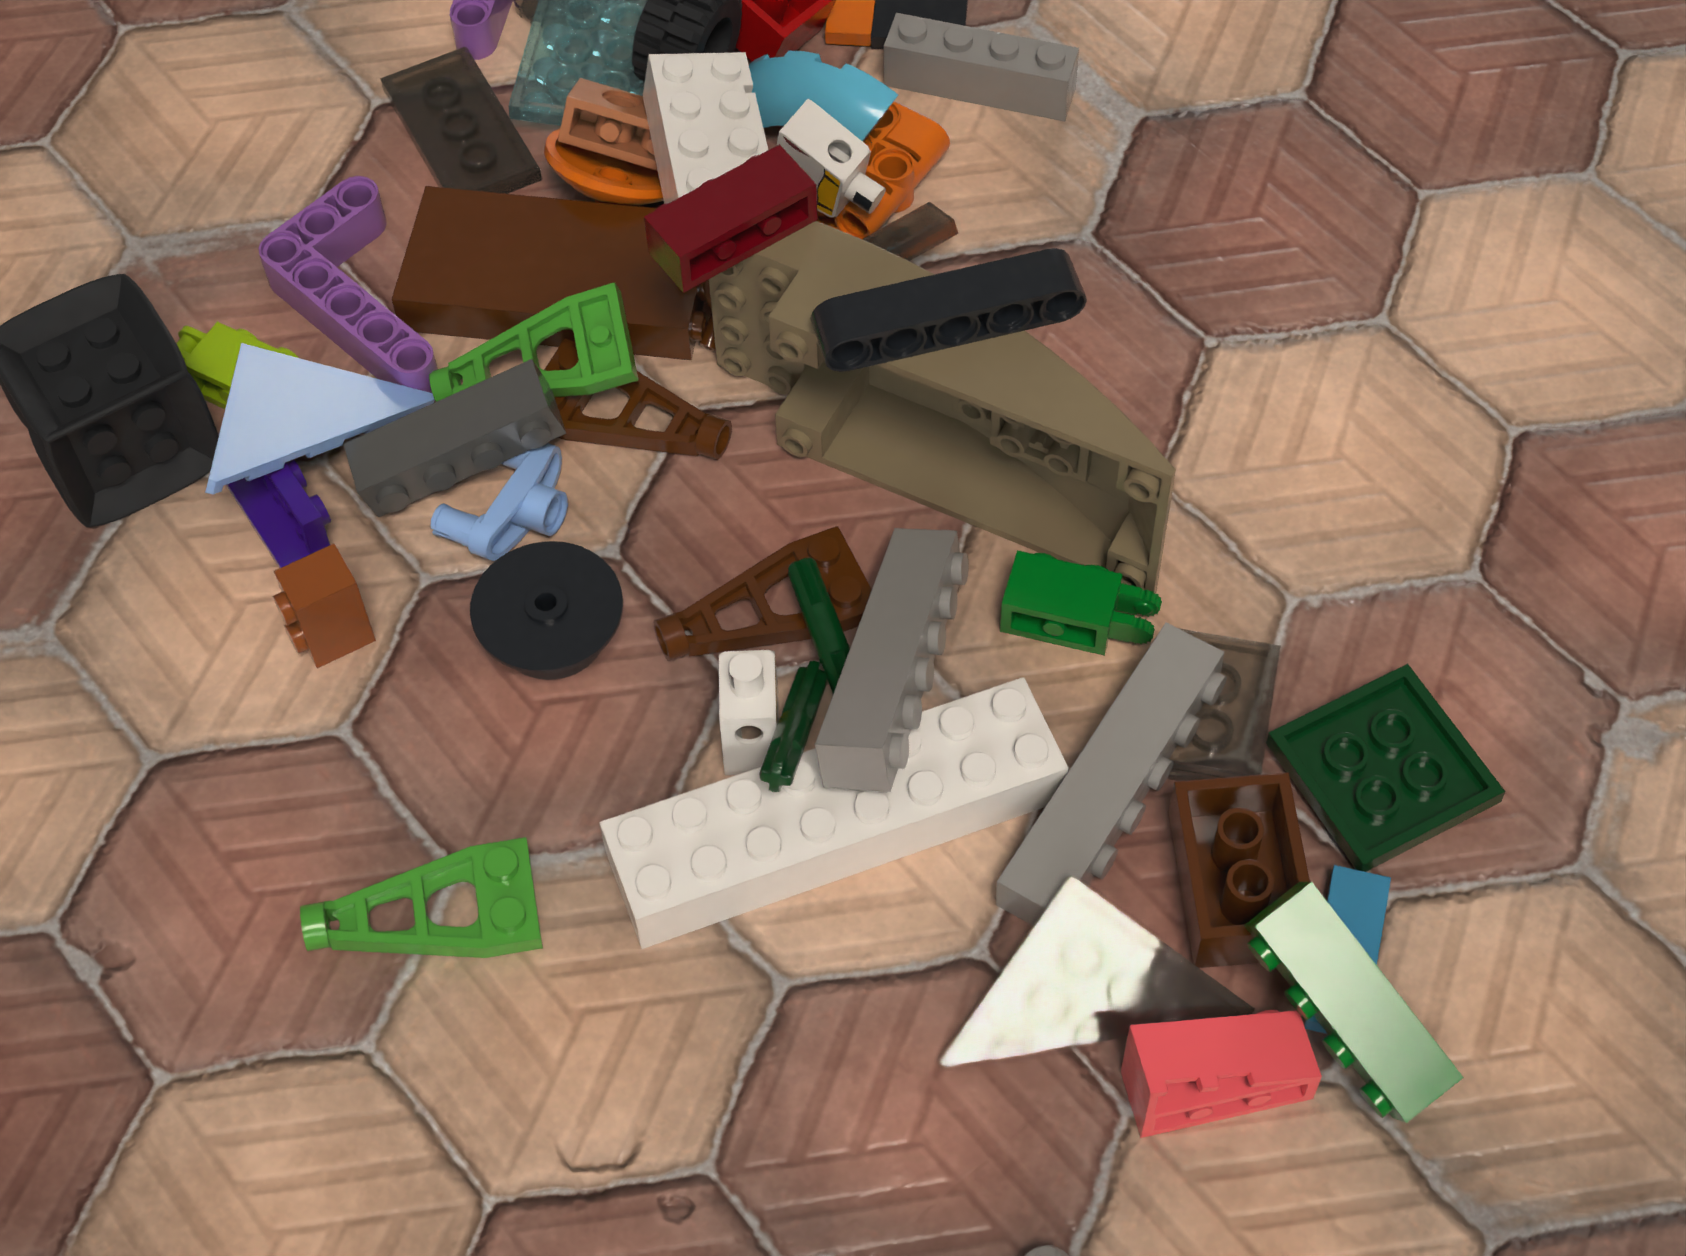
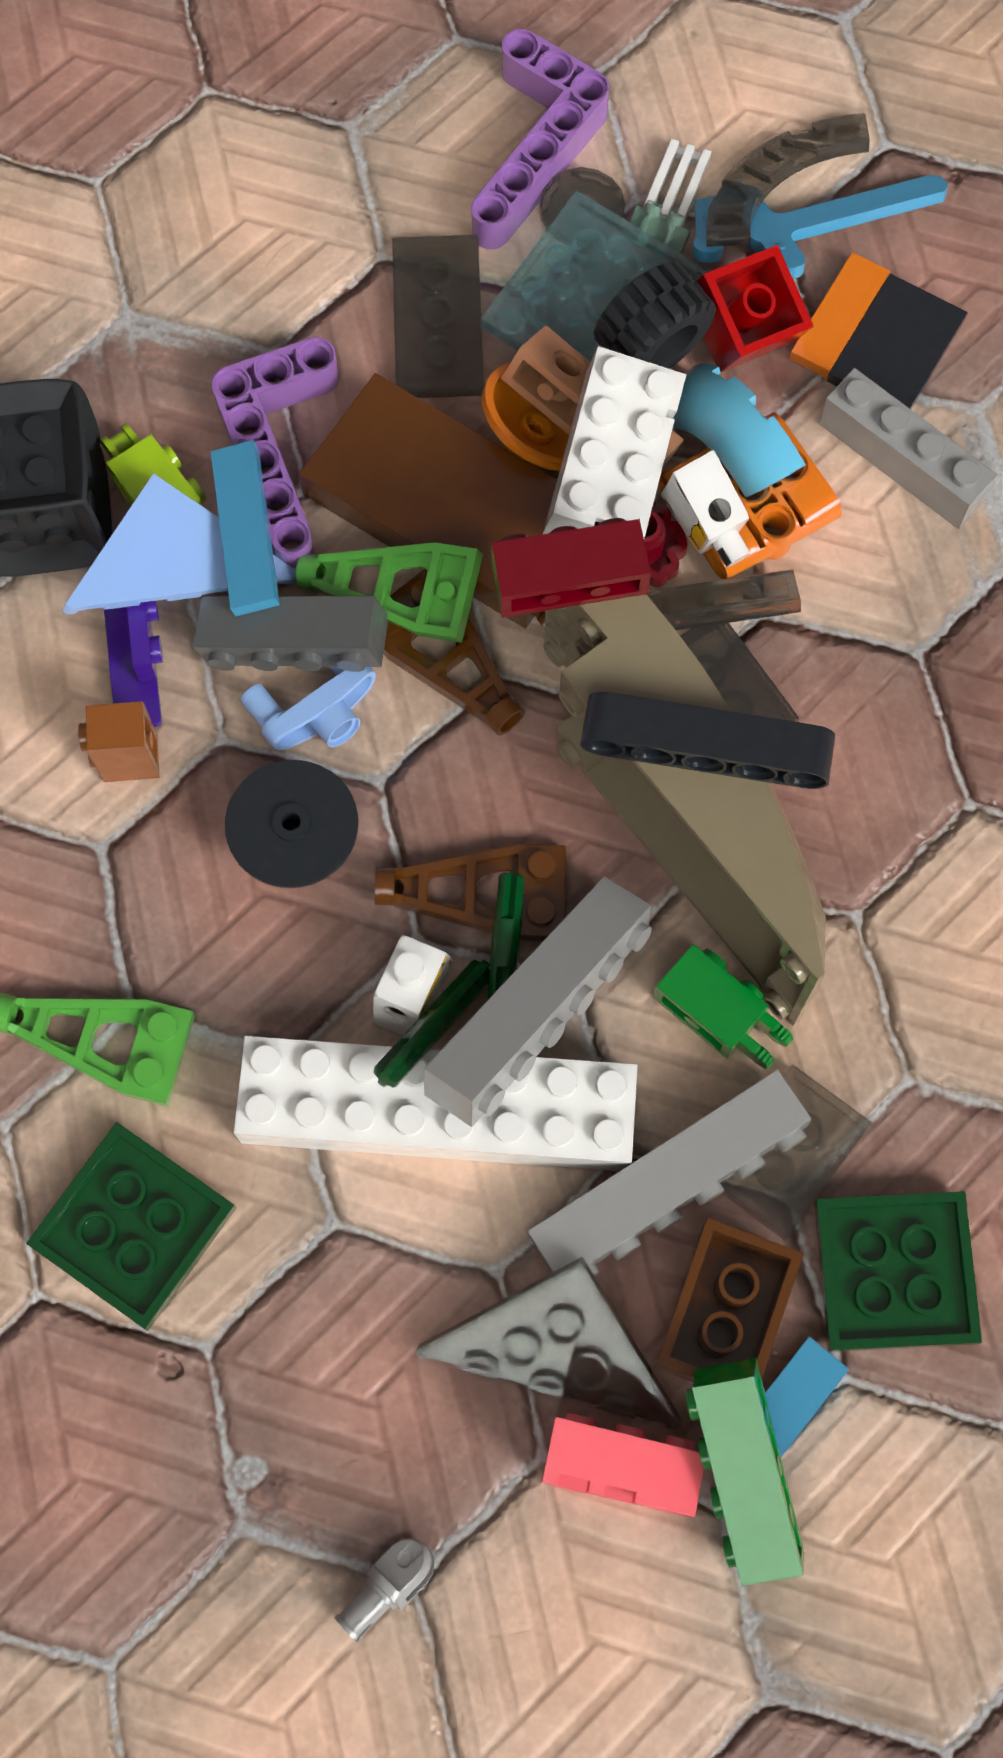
camera: 25 degrees right, 15 degrees up
(362, 360) = (244, 528): none -> dark azure tile
(564, 1076) = (131, 1226): none -> dark green plate

